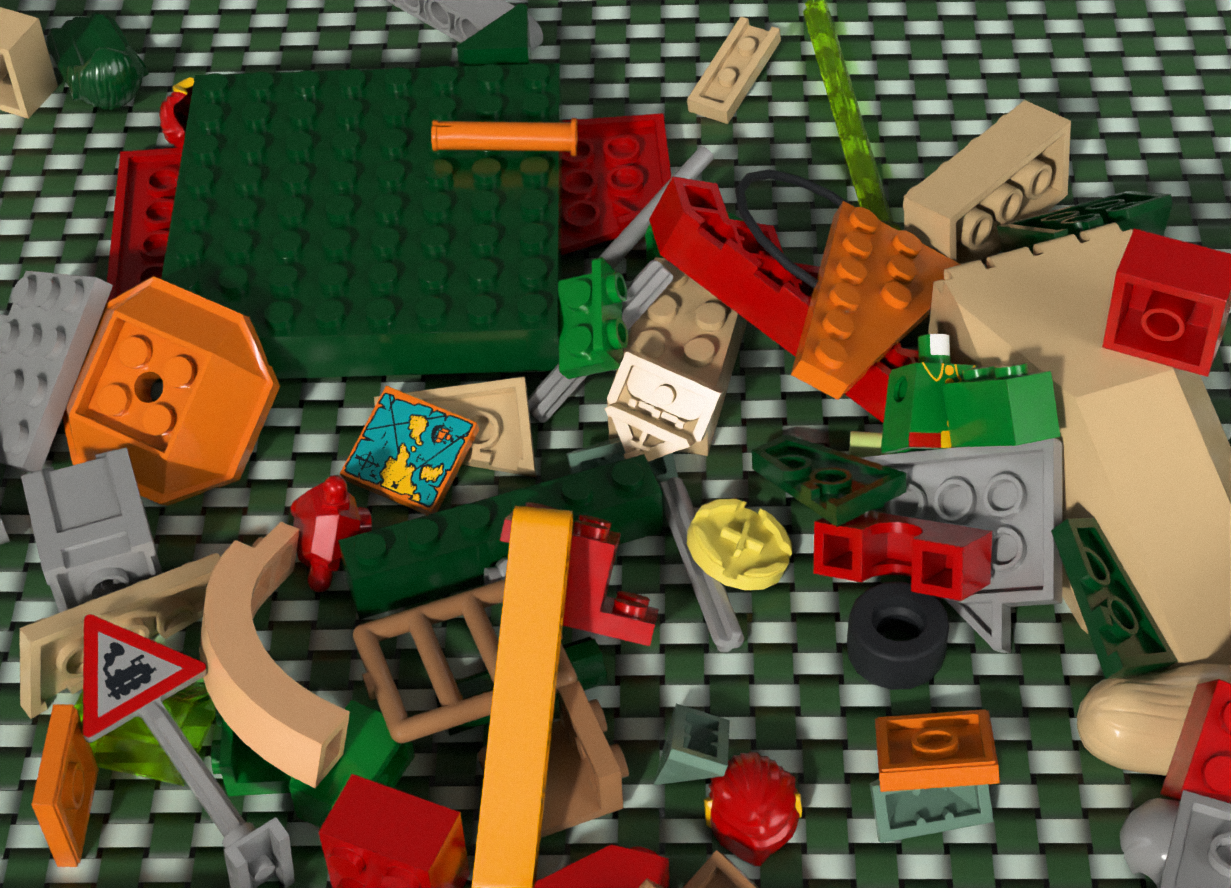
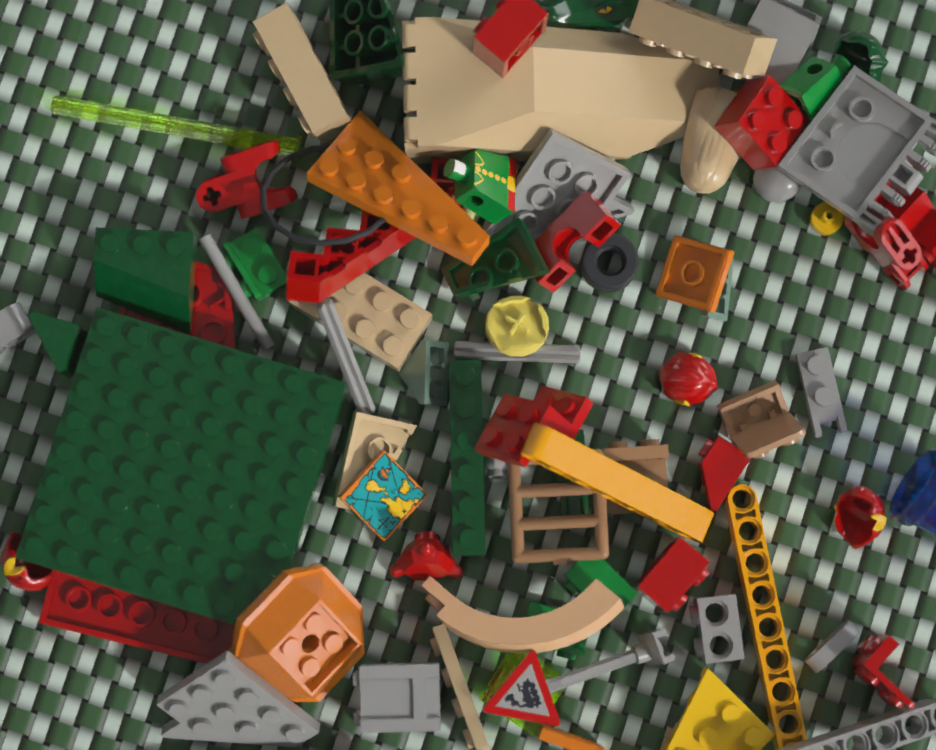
camera: 80 degrees left, 35 degrees up
(505, 136) = (173, 366): orange pin -> none
(591, 321) = (344, 360): green bracket -> none
(634, 118) = (147, 272): none -> dark green wedge
(659, 407) = (421, 341): slope -> none
(693, 747) = (646, 397): sand green slope -> none
(733, 71) = (103, 183): tan hinge -> none
(792, 206) = (241, 185): none -> red piece
(1001, 407) = (523, 154): green brick -> none
(1111, 607) = (649, 146): dark green wing -> none

